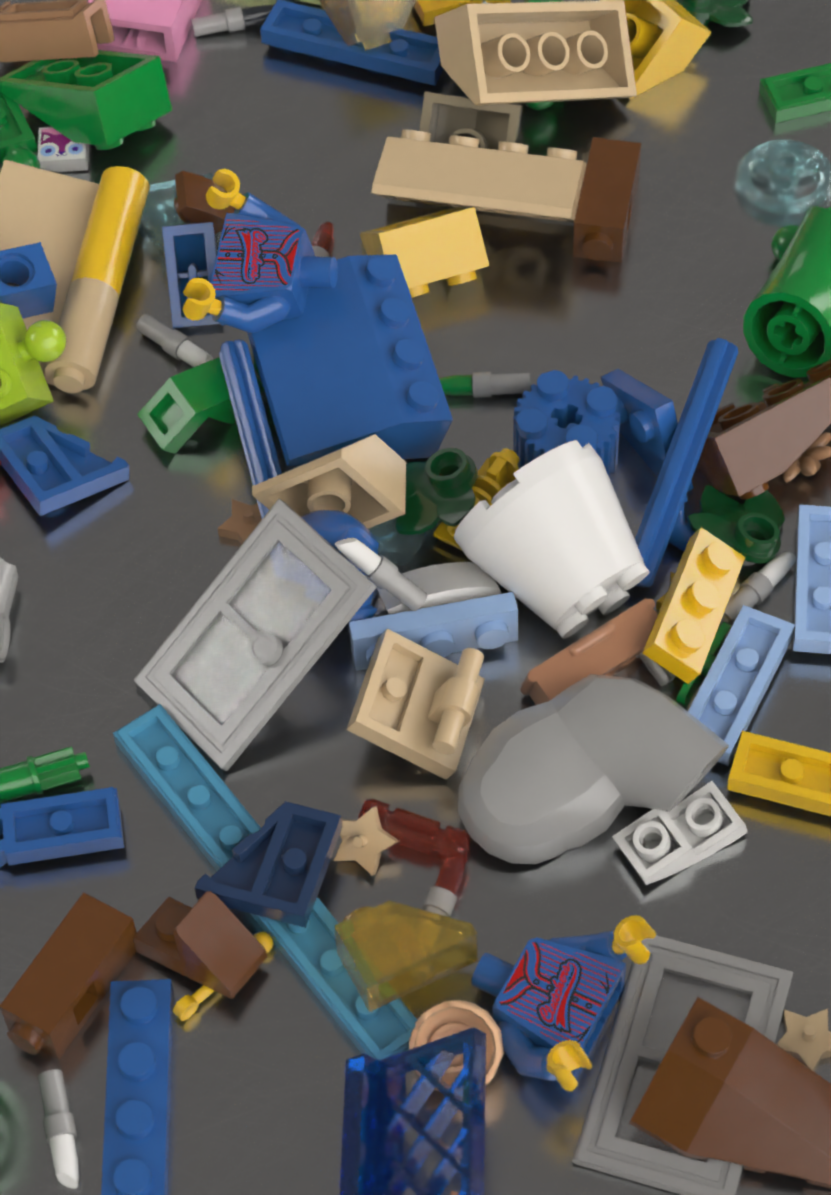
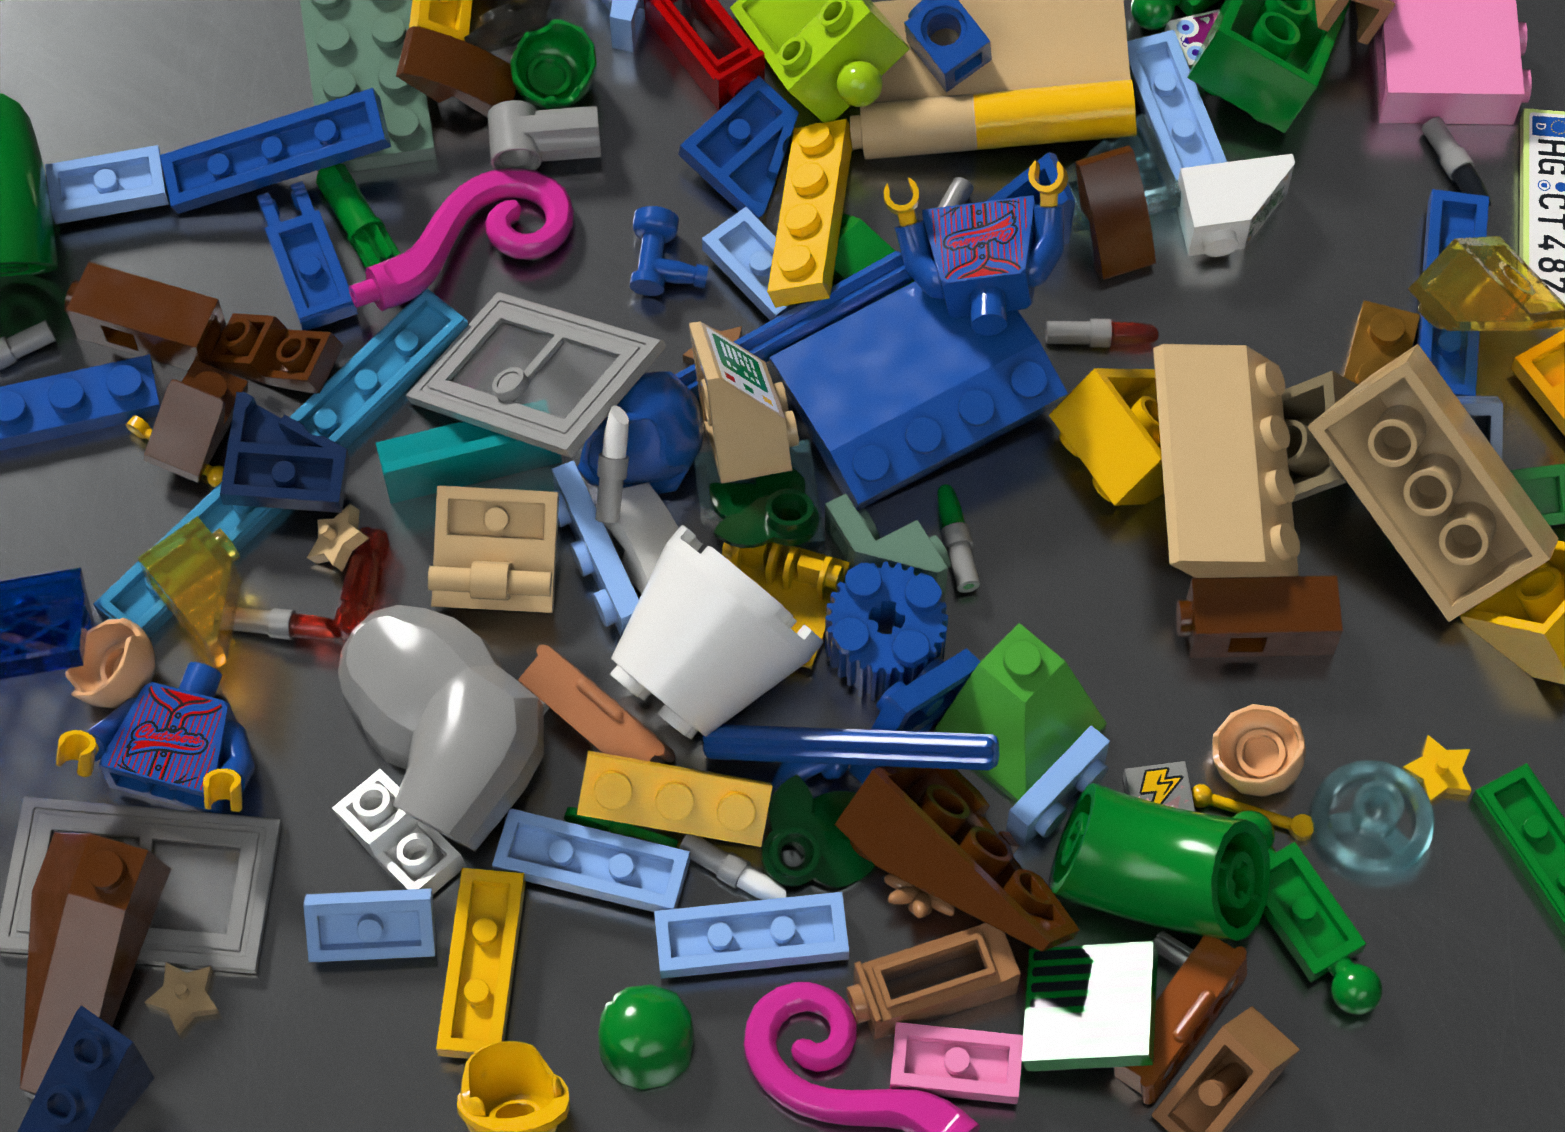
camera: 75 degrees right, 10 degrees up
(100, 734) = (413, 271): none -> dark pink plant
(146, 866) = (273, 355): none -> reddish brown slope
(149, 414) = (811, 214): none -> yellow plate
(154, 162) = (1172, 102): none -> light blue plate
(157, 551) = (655, 228): none -> blue piece
(179, 471) = (745, 254): none -> light blue plate
(231, 144) = (1230, 201): none -> white slope
(299, 744) = (454, 457): none -> teal panel
(387, 96) = (1378, 339): none -> pearl gold plate
(493, 421) = (859, 542): none -> sand green slope
(651, 351) = (1028, 703): none -> bright green slope
(725, 219) = (1259, 750): none -> light nougat hair
(737, 293) = (1160, 784): none -> tile
(747, 272) = (1299, 827): none -> yellow hinge
(750, 131) = (1440, 770): none -> yellow piece
(752, 363) = (1043, 804): none -> light blue plate
(770, 862) = (370, 925): none -> light blue plate

